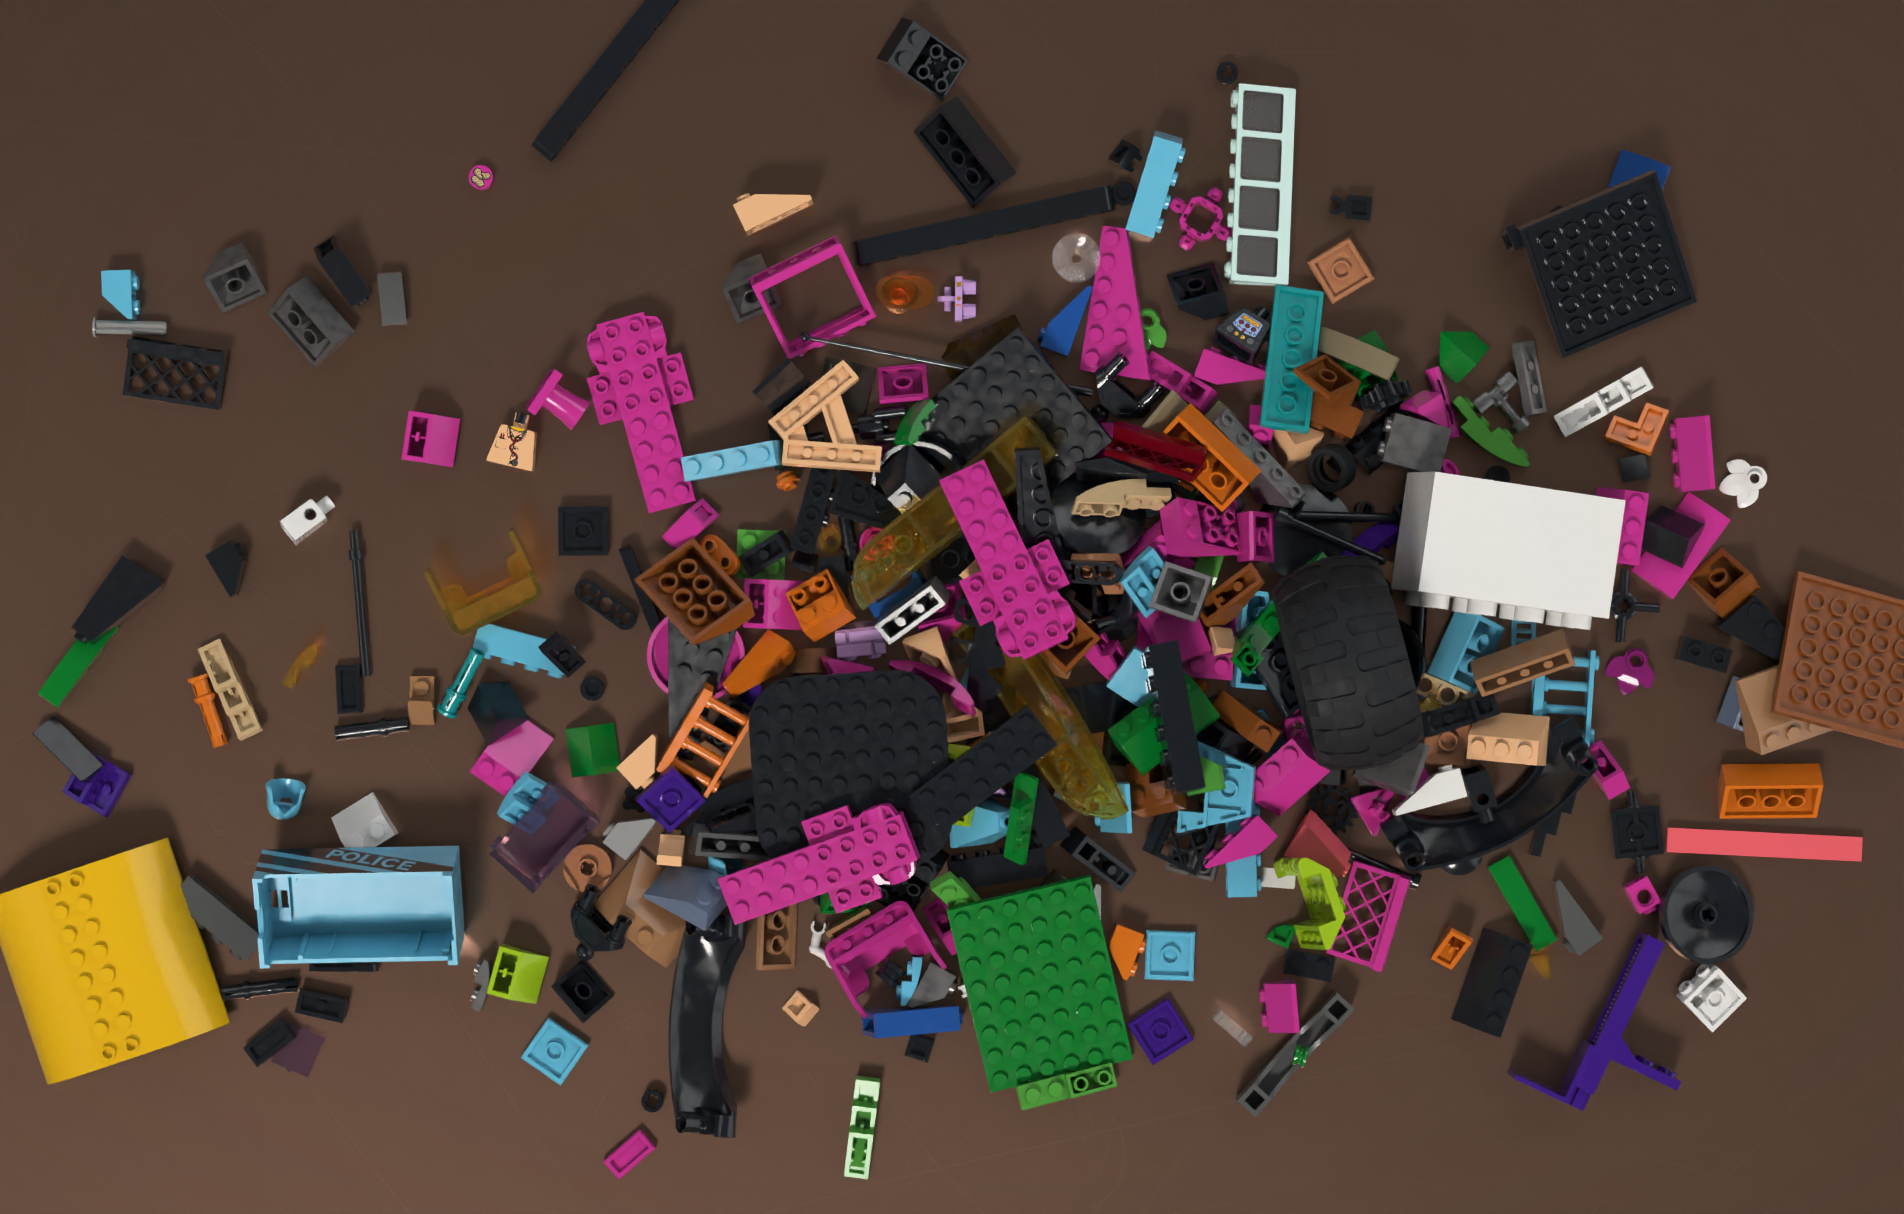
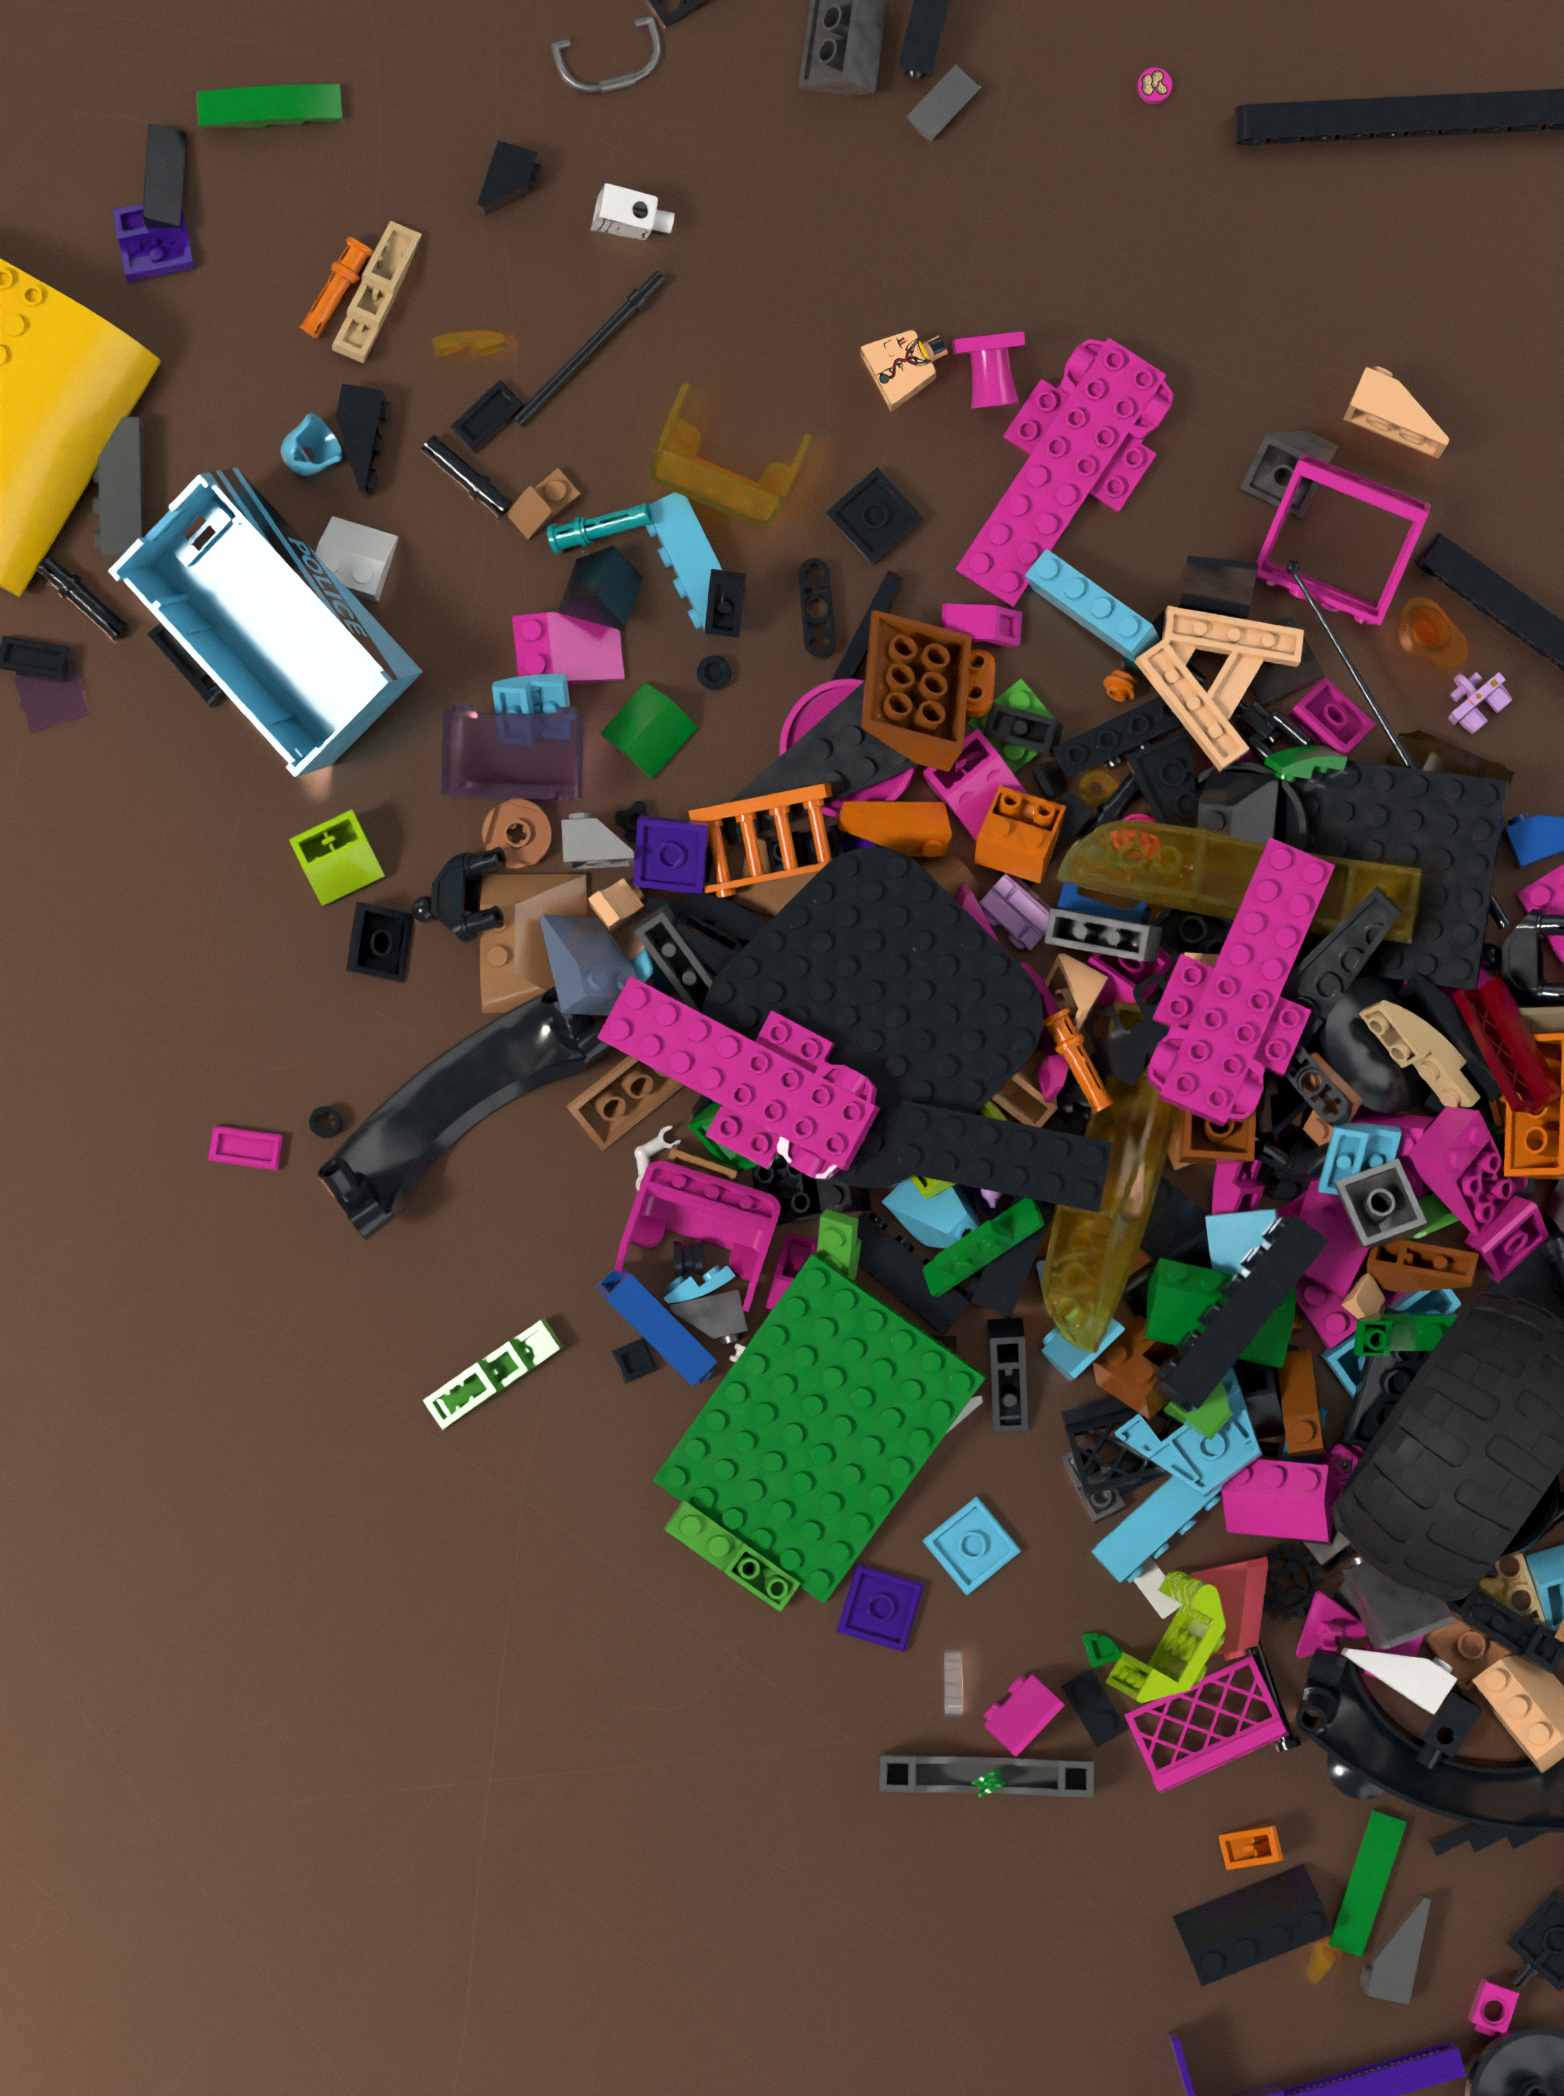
camera: 55 degrees right, 5 degrees down
(116, 599) = (367, 89): black slope -> none
(227, 463) = (616, 82): none -> flat silver piece
(295, 762) = (359, 422): none -> black slope
(321, 1005) = (121, 679): black plate -> none
(430, 439) = (830, 270): dark pink slope -> none
(483, 974) = (305, 819): flat silver slope -> none
(554, 1051) = (288, 971): medium azure tile -> none
(642, 763) = (683, 789): light nougat slope -> none
(800, 1008) = (564, 1195): light nougat slope -> none
(955, 679) = (1070, 1045): none -> orange pin
(1124, 947) = (937, 1487): orange slope -> none
(1246, 842) = (1174, 1519): dark pink slope -> none

